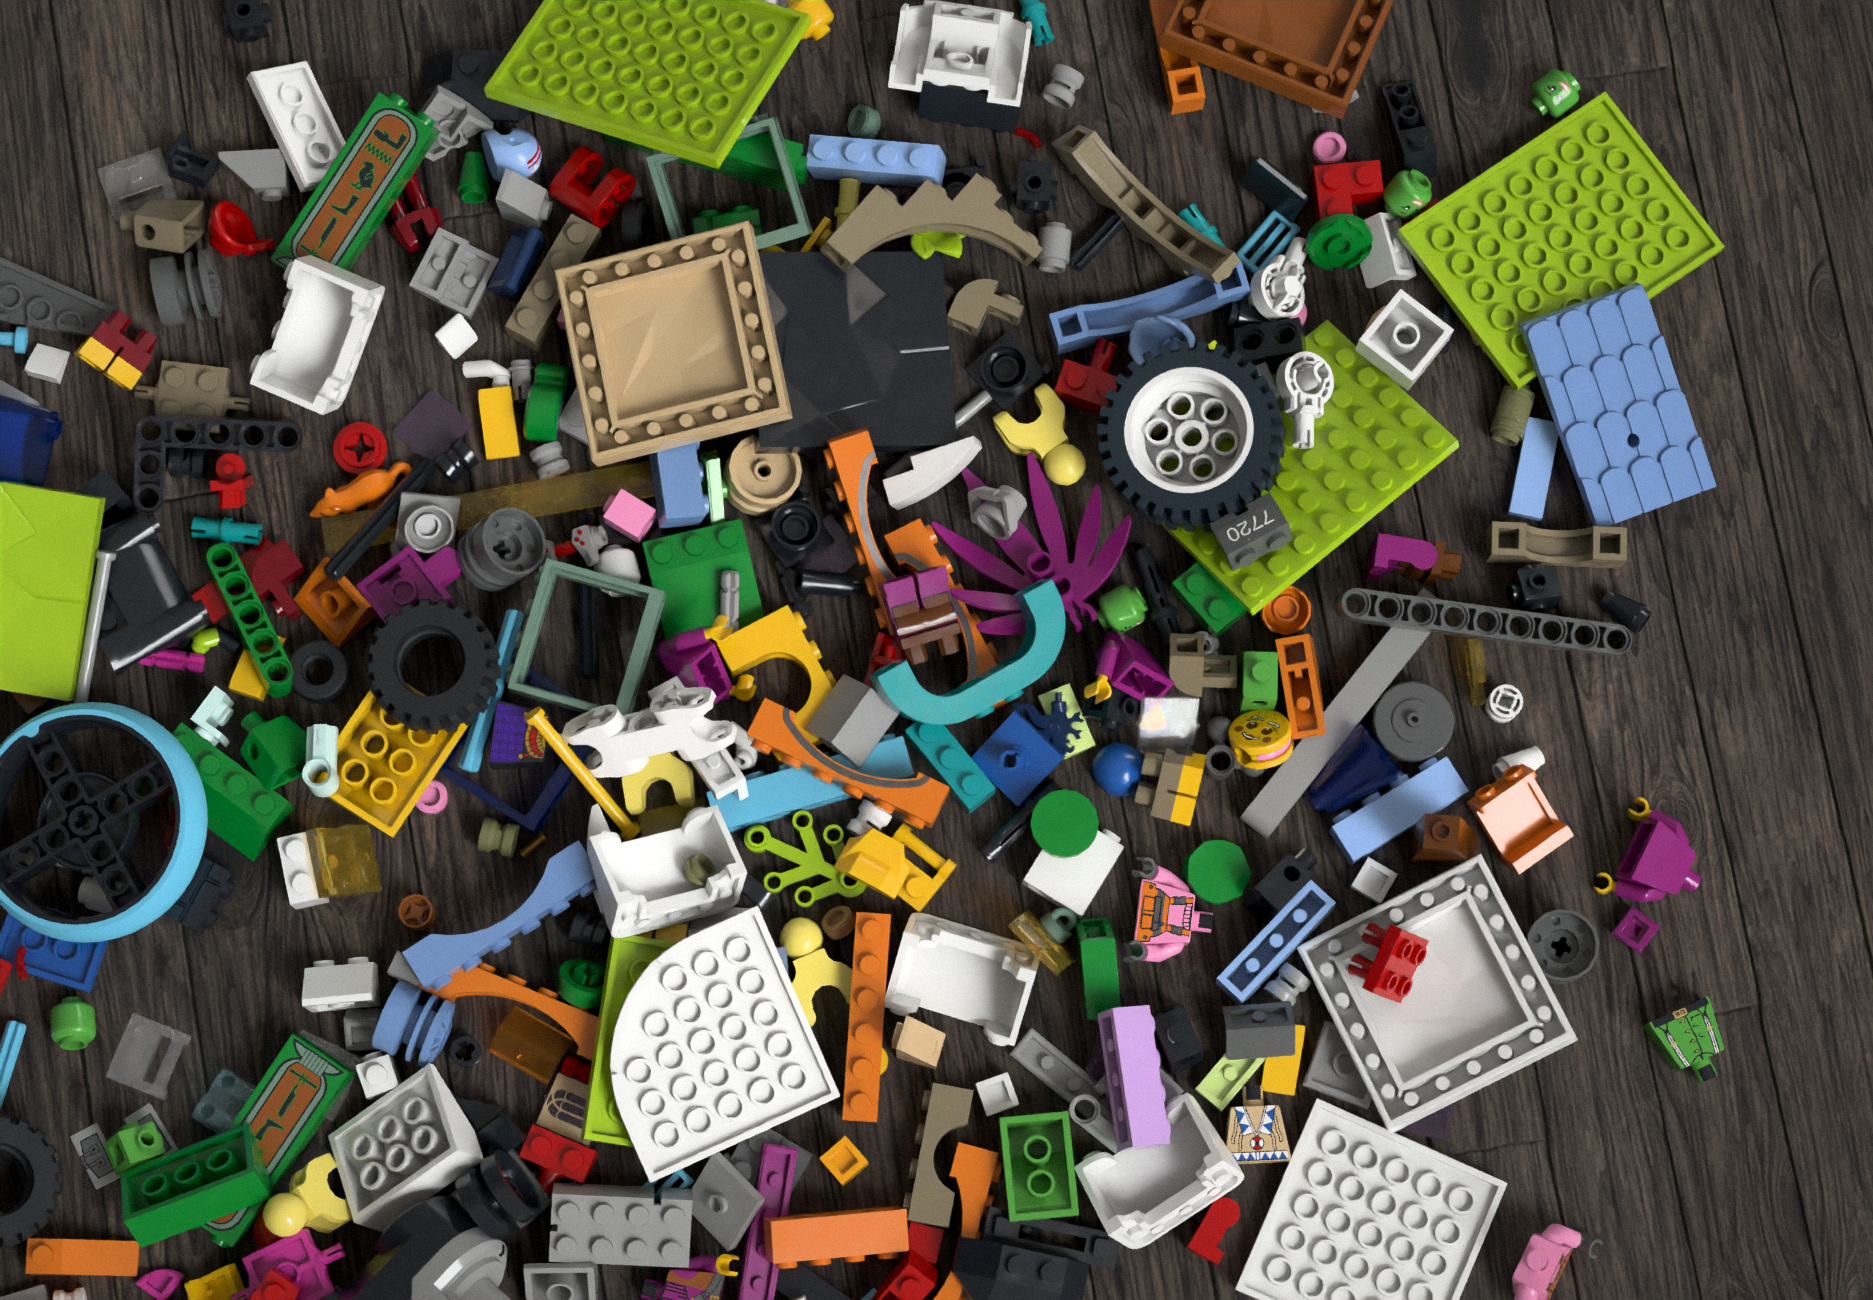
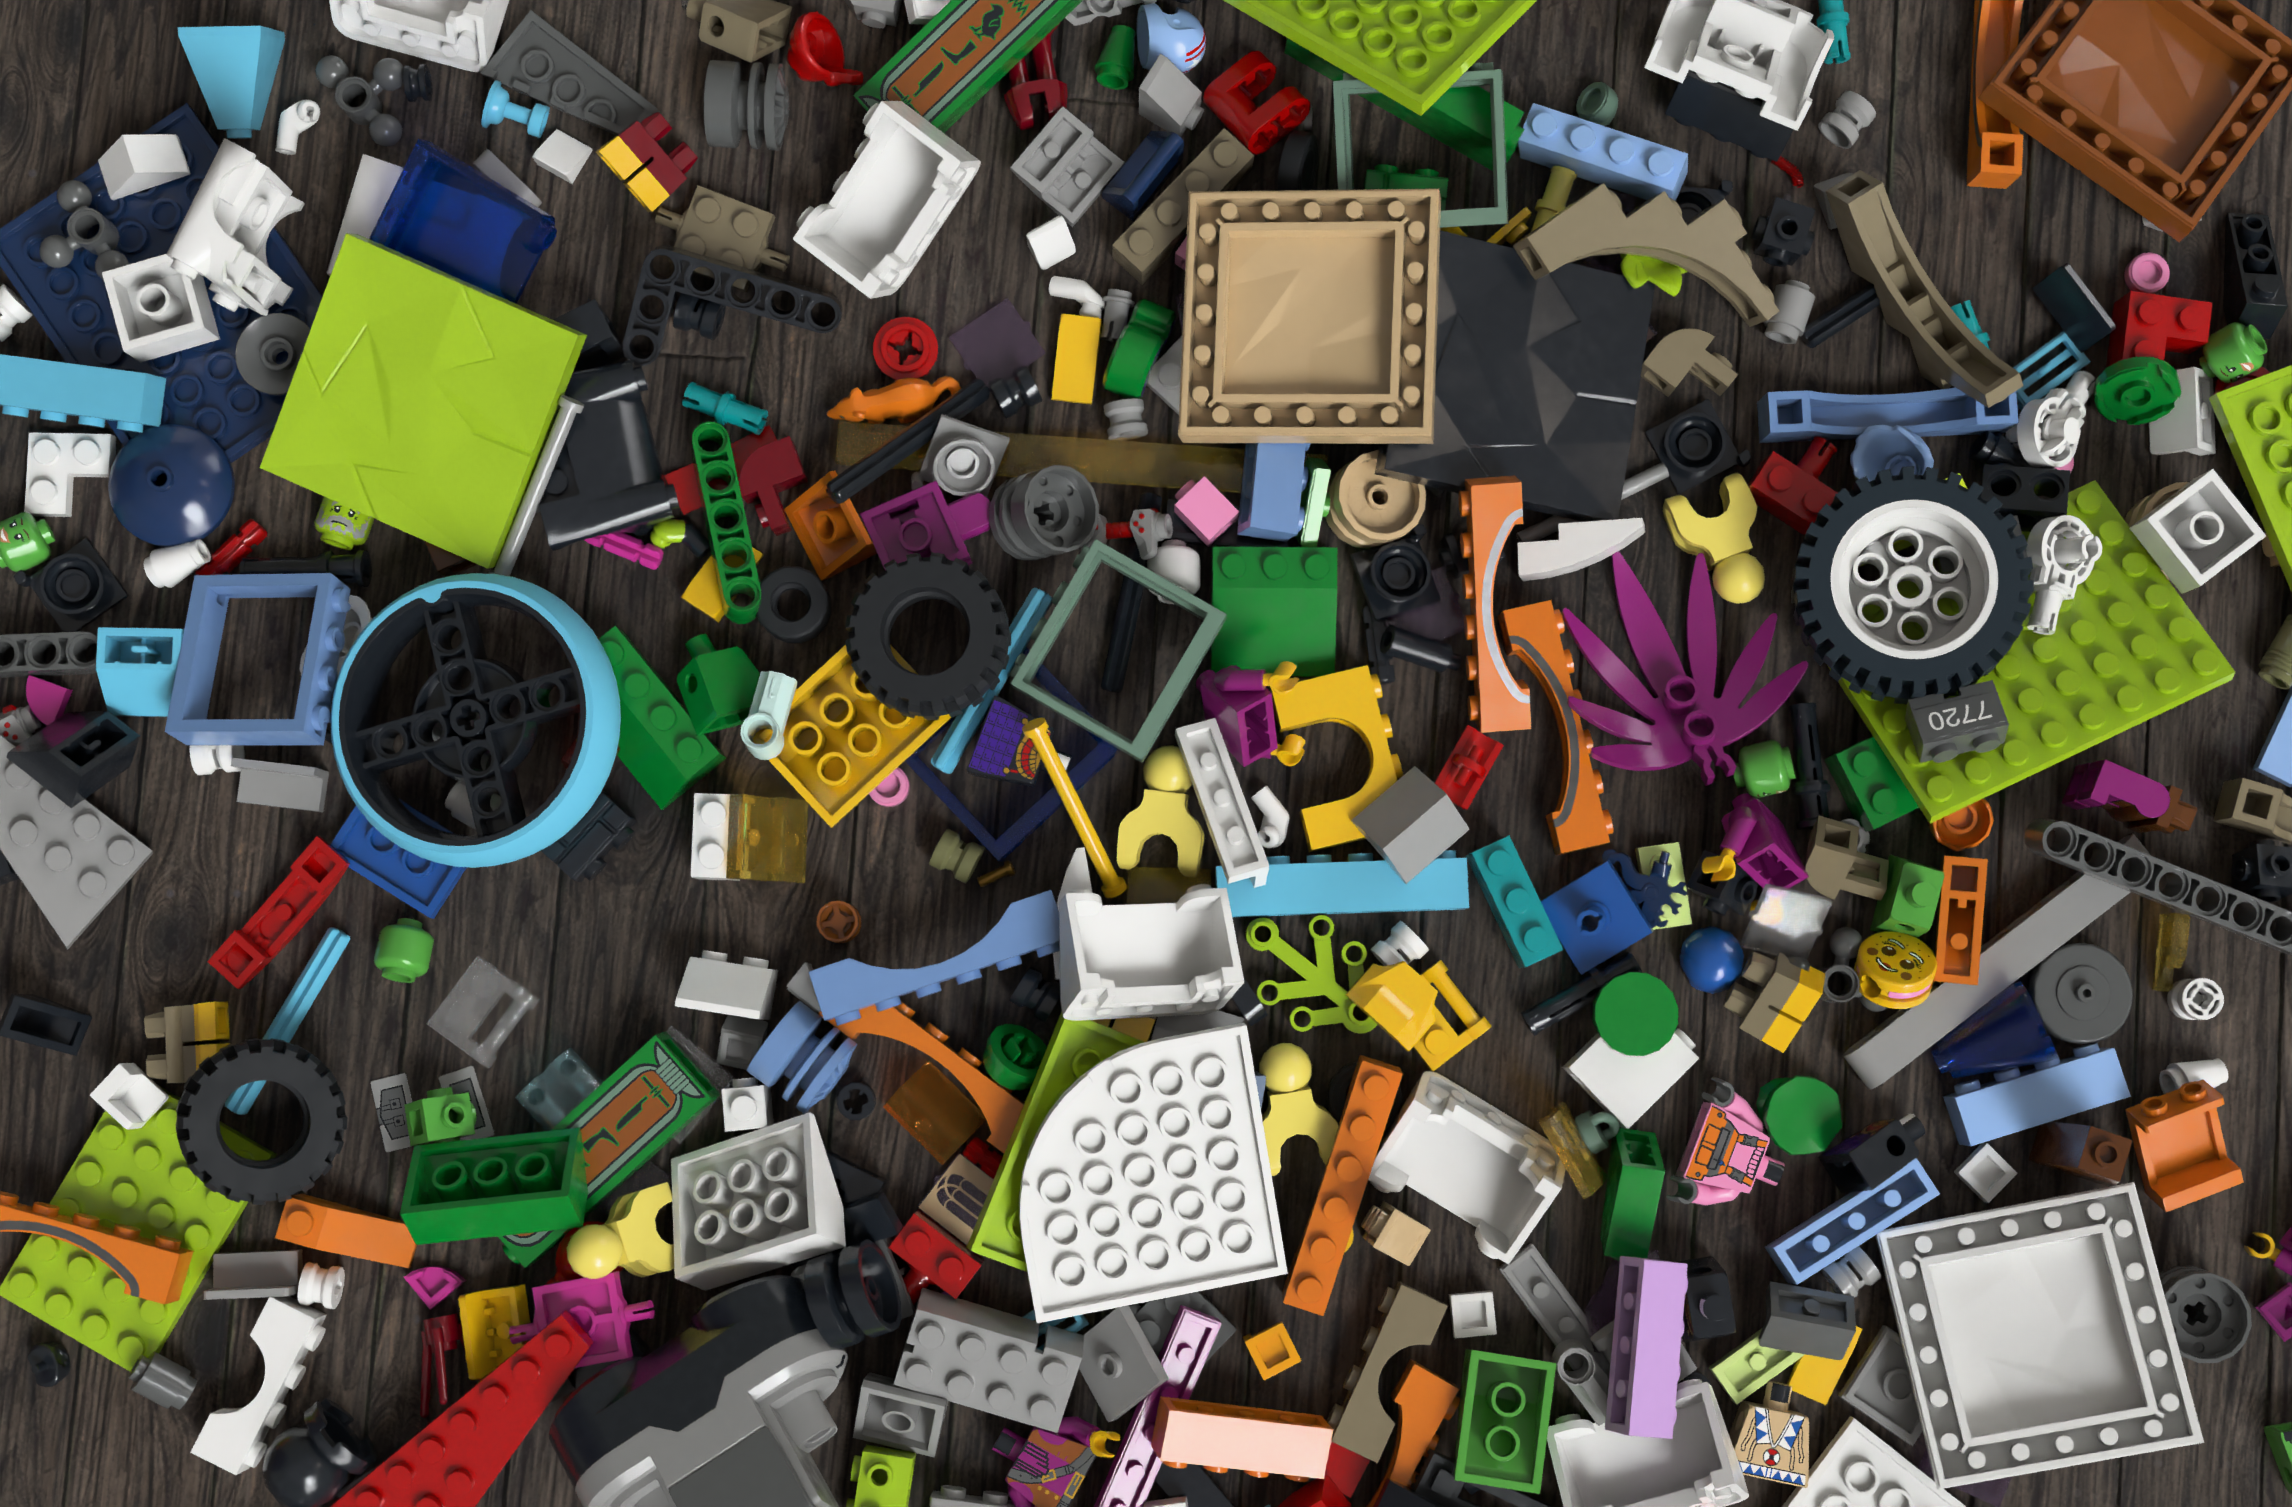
camera: 15 degrees right, 5 degrees up
(21, 953) = (360, 856): red leg -> none
(213, 711) = (656, 621): light aqua bracket -> none
(231, 481) = (743, 351): red hips -> none
(668, 726) = (1191, 782): white piece -> none
(699, 869) = (1186, 960): olive plate -> none
(730, 598) = (1301, 638): light grey axle -> none
(838, 922) = (1334, 1060): medium nougat tile -> none
(915, 798) = (1466, 940): orange arch -> none
(923, 621) = (1527, 716): hips -> none
(999, 512) = (1648, 616): light grey piece -> none
(1042, 643) = (1663, 790): teal arch -> none
(1394, 964) = (1988, 1305): red plate -> none

